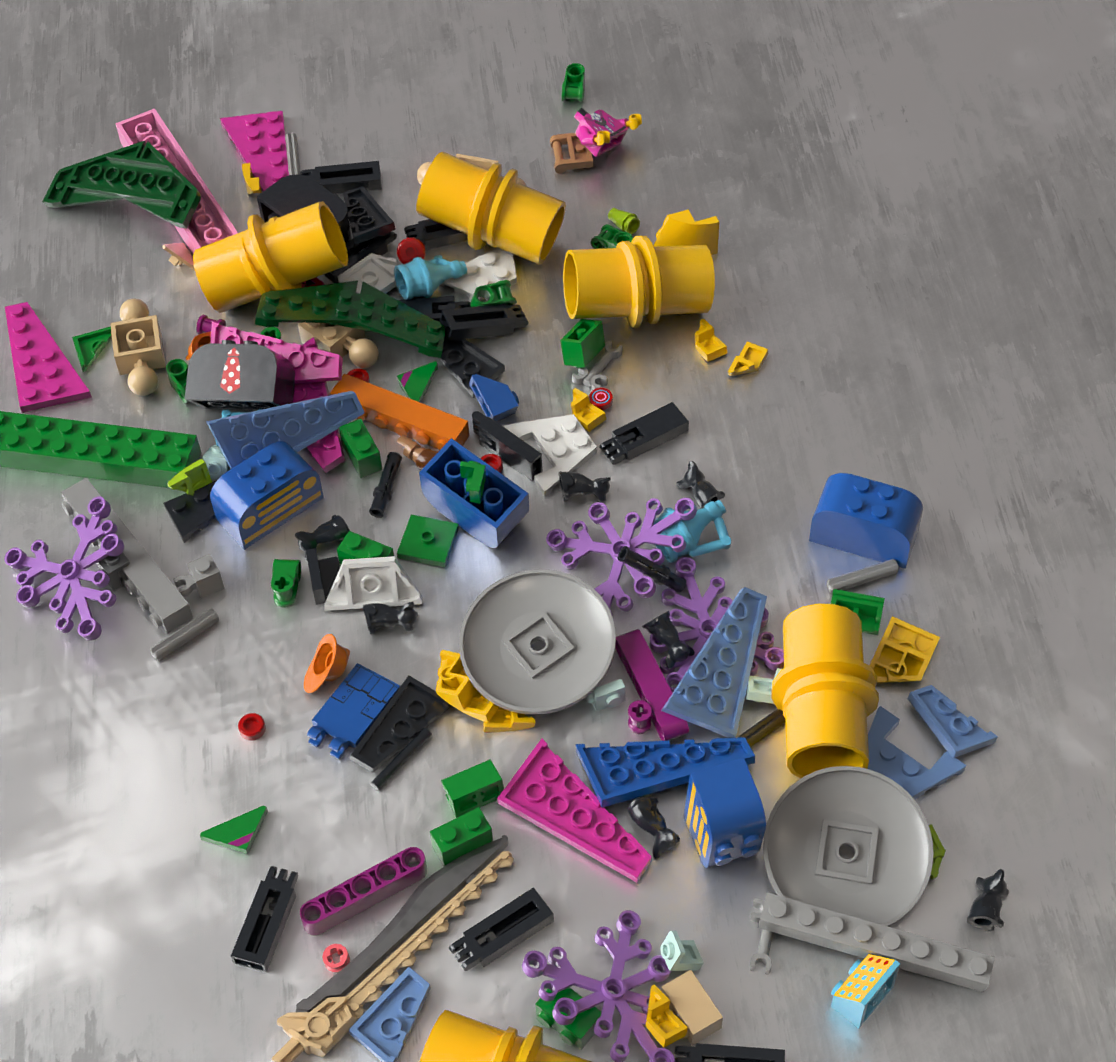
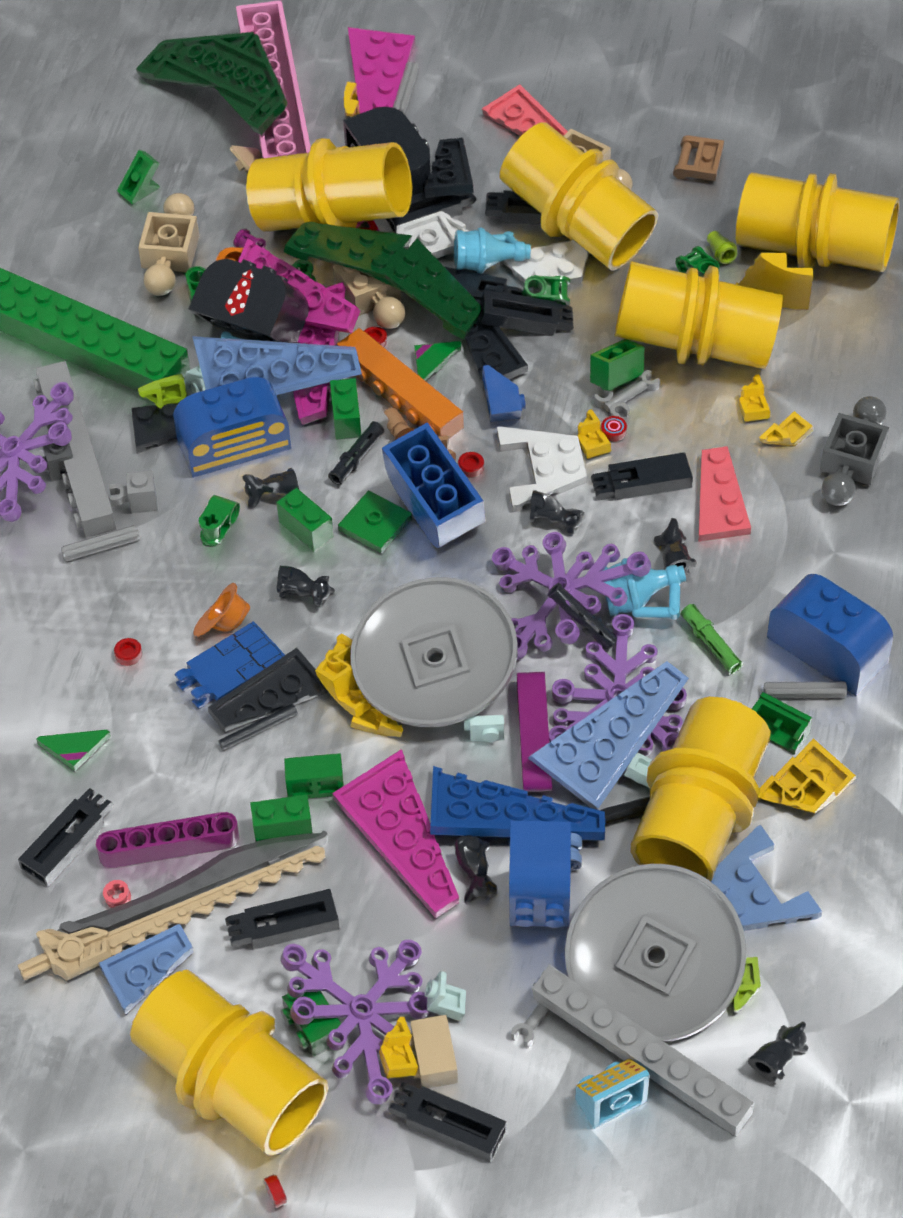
camera: 20 degrees right, 0 degrees up
(40, 367) = (68, 237): dark pink wing -> none
(85, 297) = (138, 179): none -> green slope
(91, 345) = (123, 231): green tile -> none
(322, 574) = (257, 528): black panel -> none
(347, 176) = (449, 123): black hinge -> none
(369, 582) = (298, 545): white wing -> none
(402, 152) = (520, 112): none -> coral wing
(409, 249) = (482, 216): red head -> none
(476, 479) = (433, 470): green bracket -> none
(507, 446) = (494, 449): black hinge -> none
(574, 83) = (733, 85): green piece -> none
(601, 131) = (738, 144): dark pink torso -> none
(636, 716) = (505, 756): magenta bush -> none
(667, 634) = (569, 684): black animal -> none
(701, 176) = (817, 221): none -> yellow piece
(720, 437) = (721, 501): none -> coral wing
(756, 550) = (705, 631): none -> bright green pin
(813, 360) = (853, 450): none -> dark grey brick
(950, 726) = (823, 865): medium blue wing -> none

